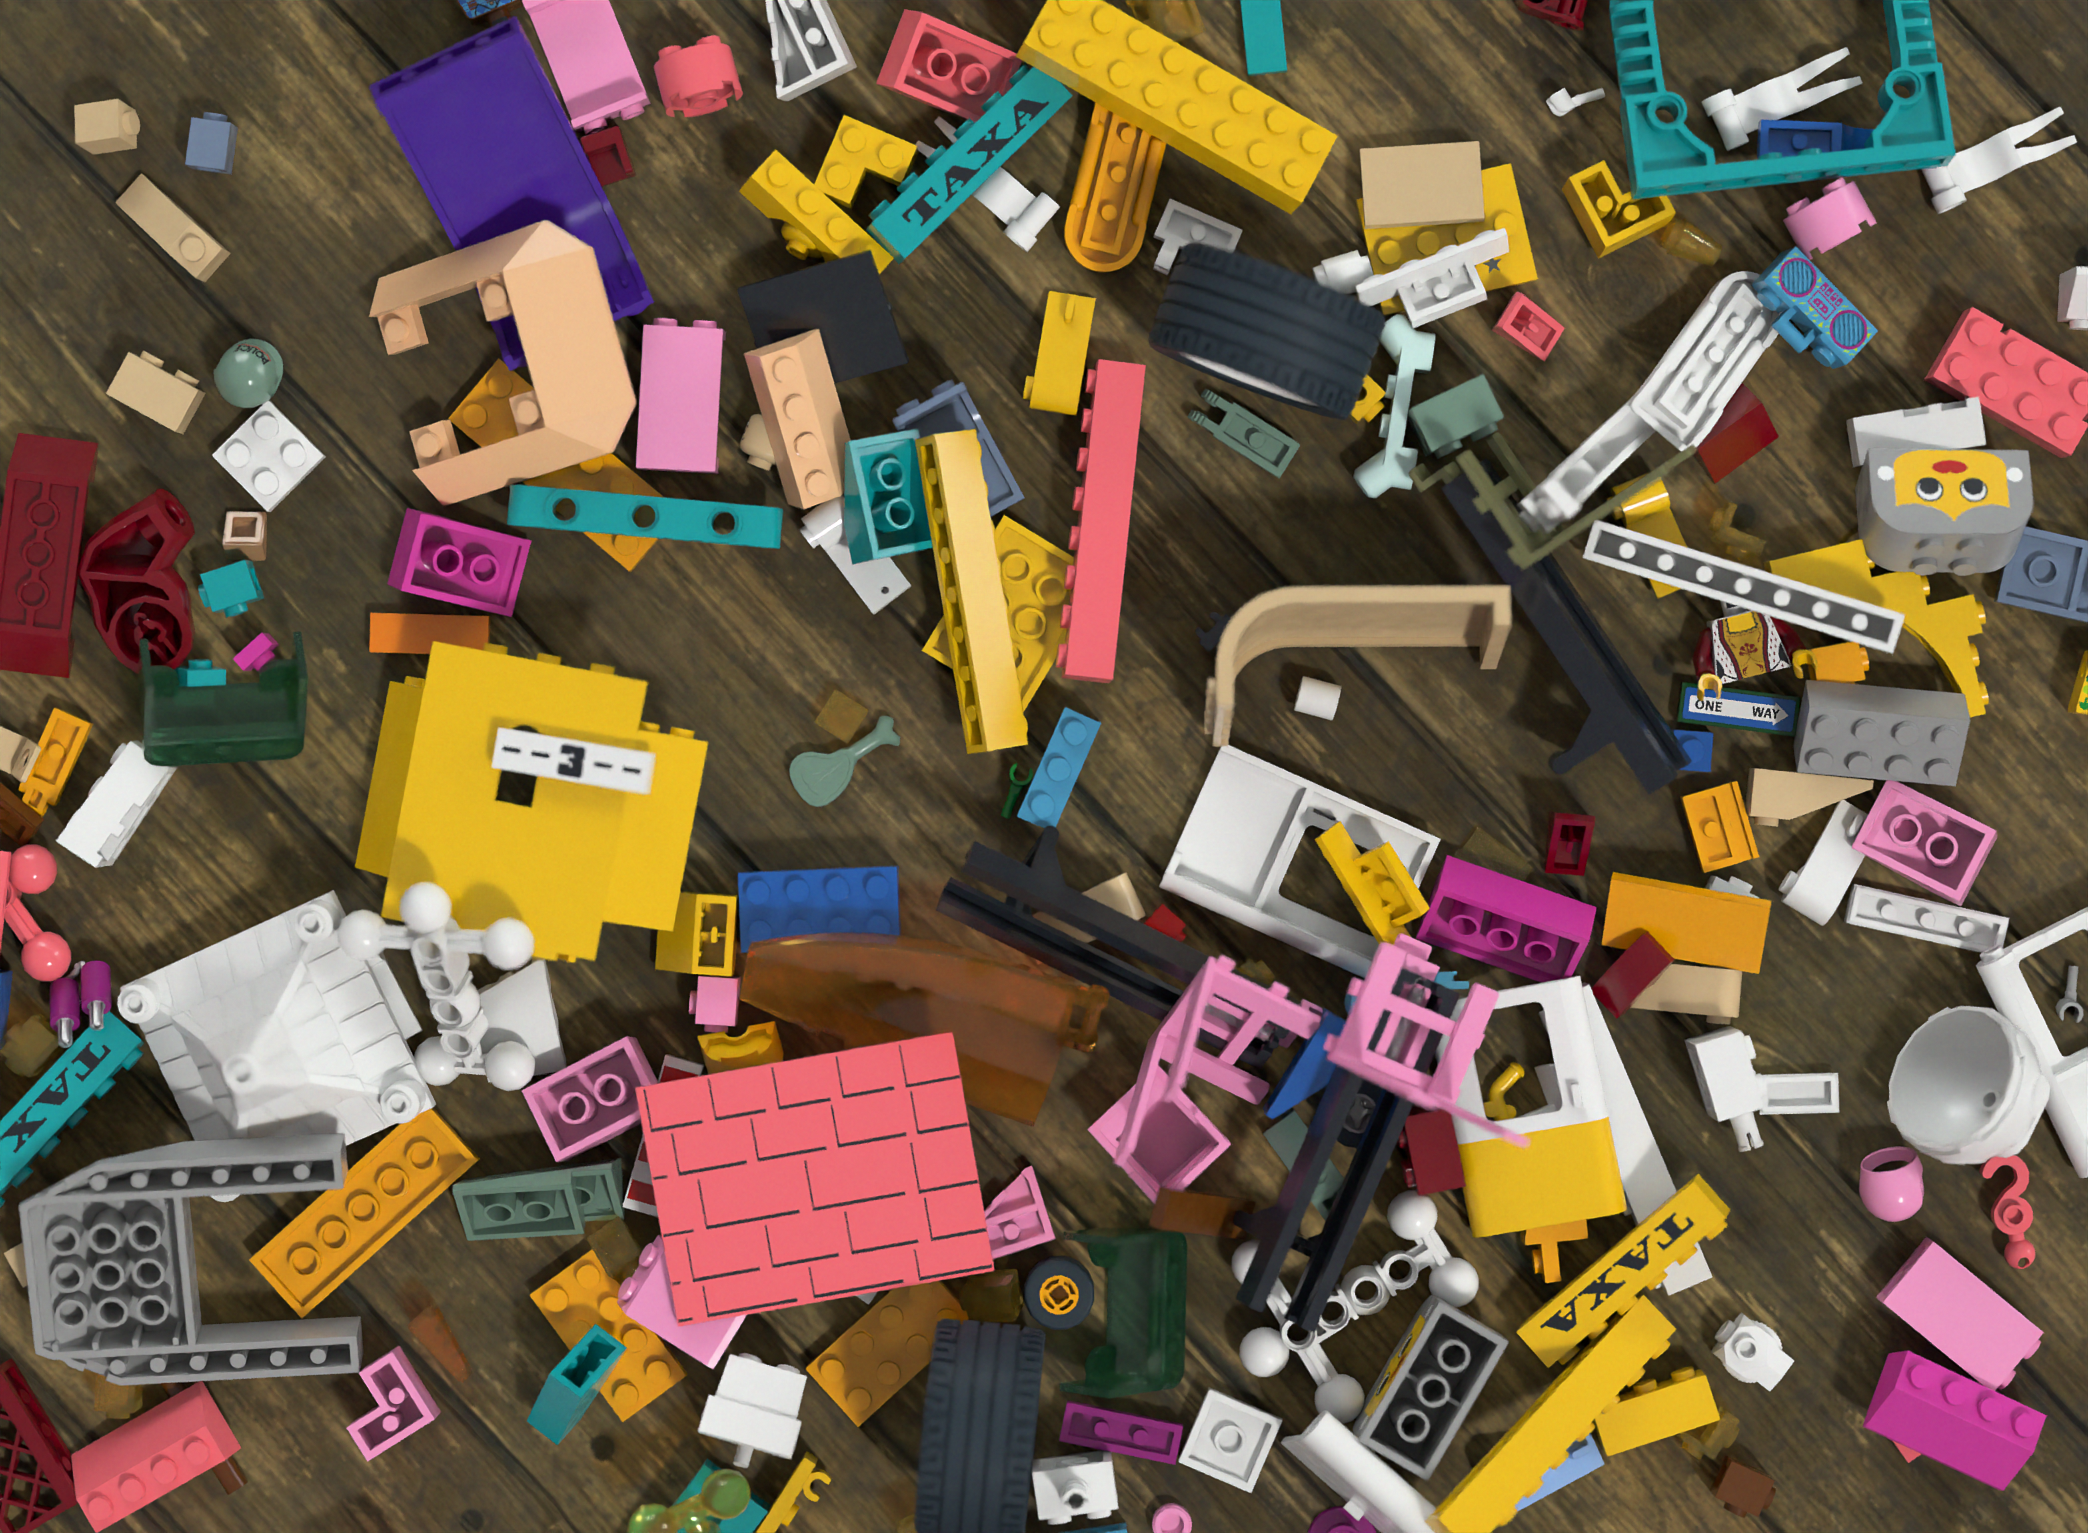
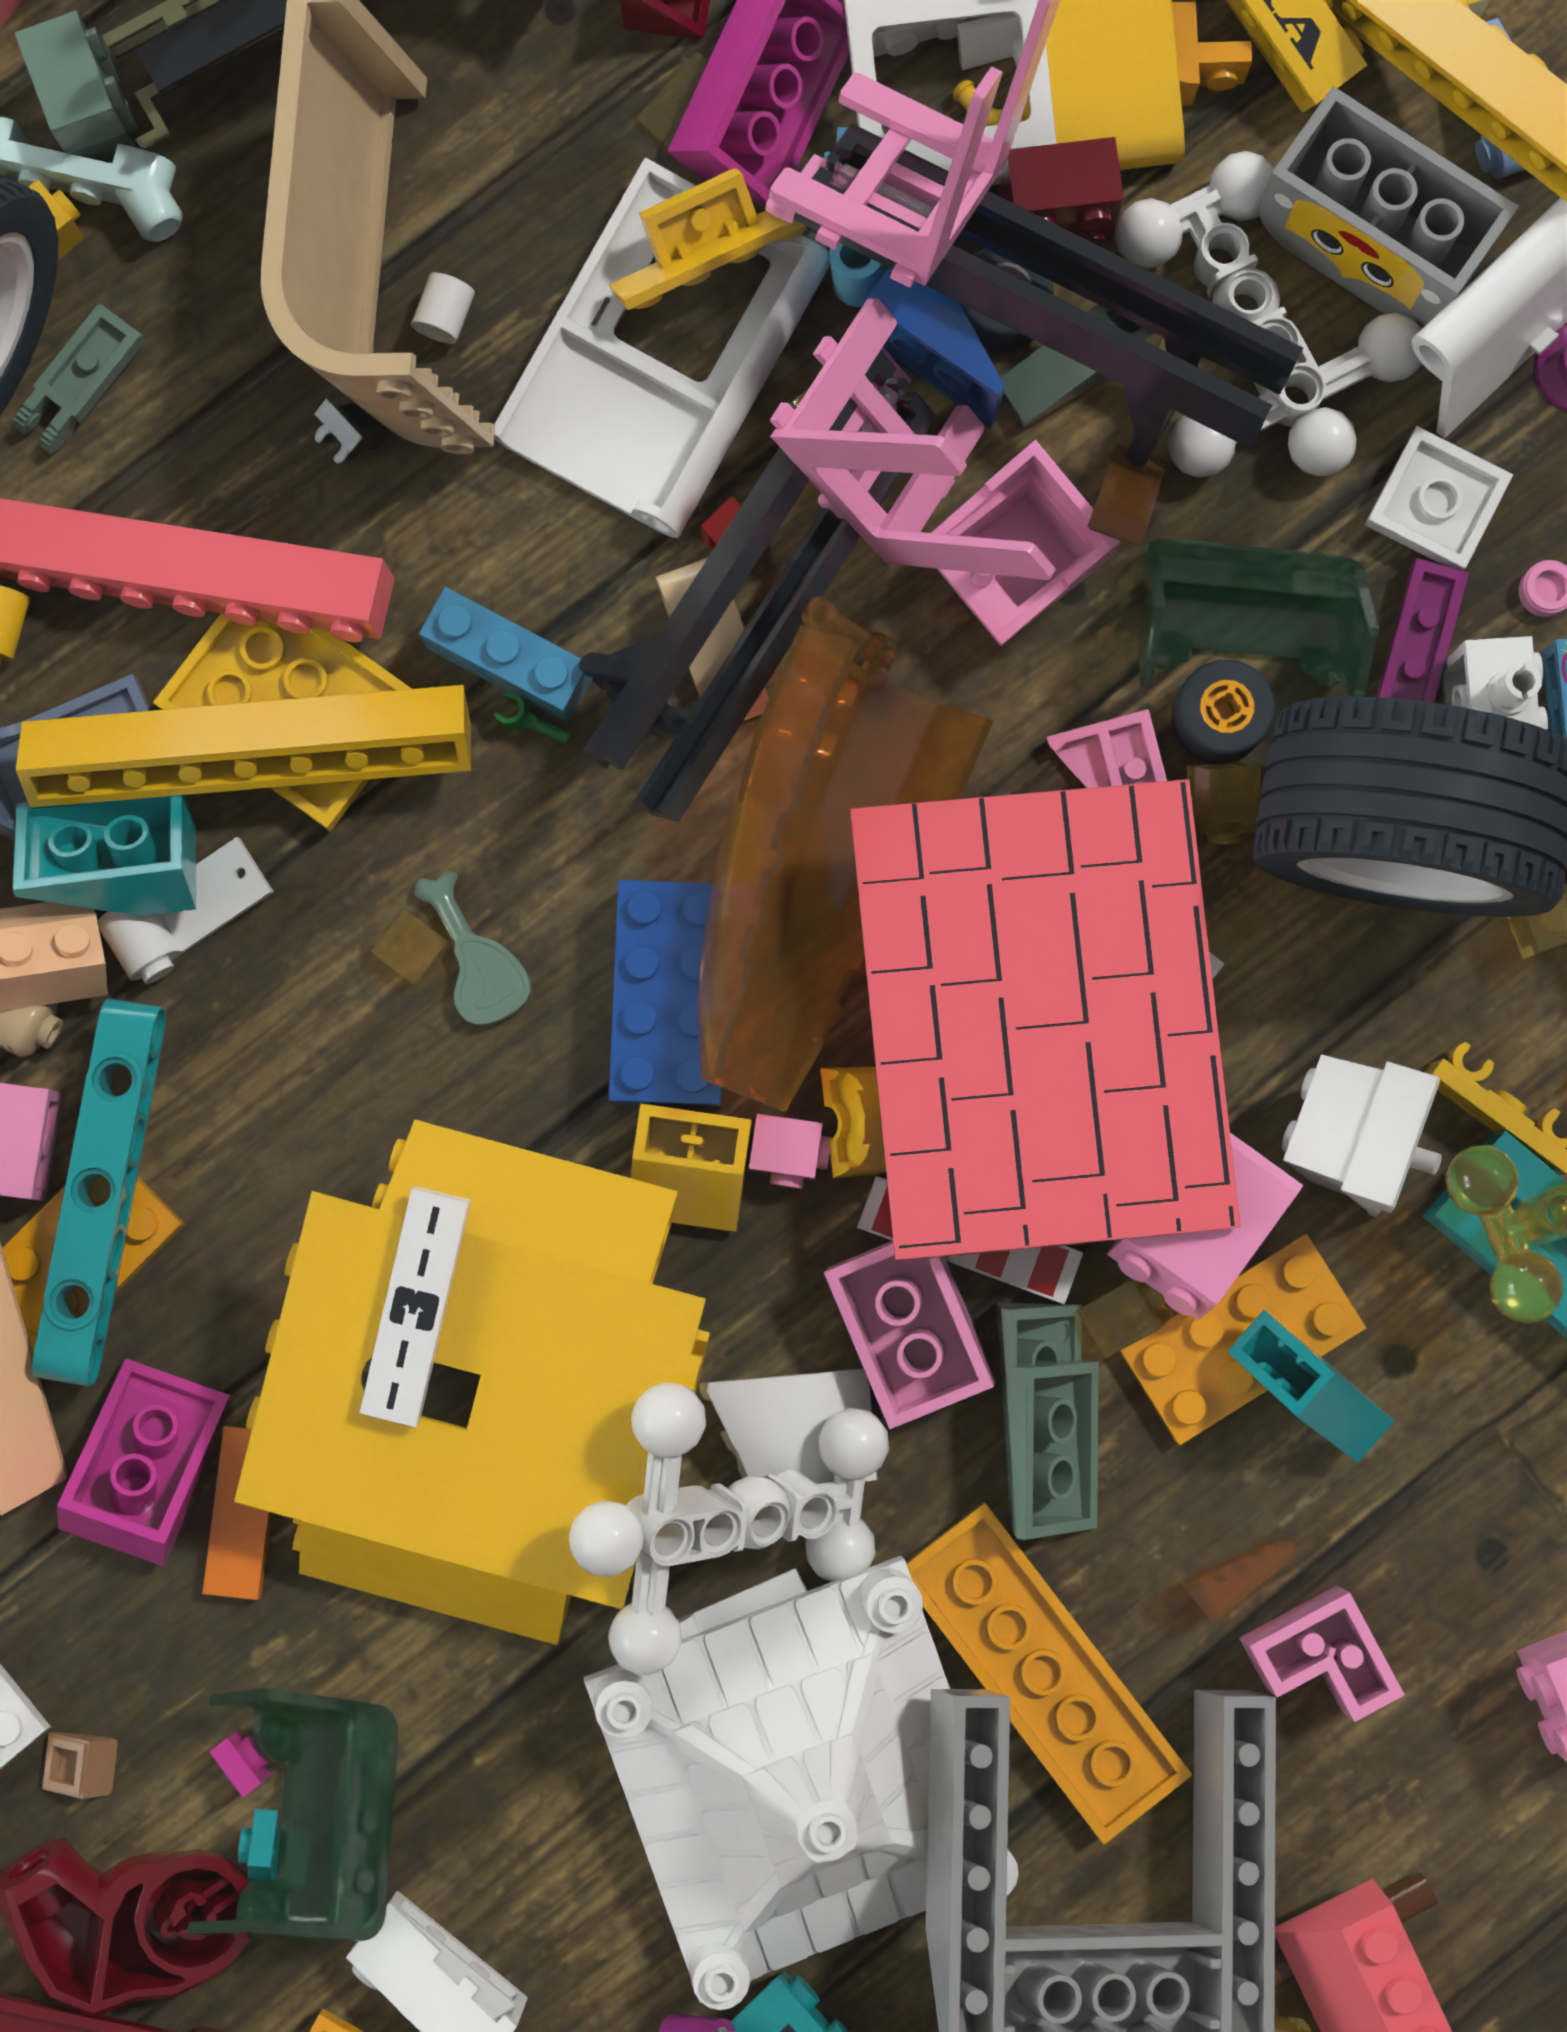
camera: 85 degrees left, 5 degrees down
(230, 588) = (146, 1792): teal brick -> none
(884, 1348) = (1285, 956): light orange plate -> none

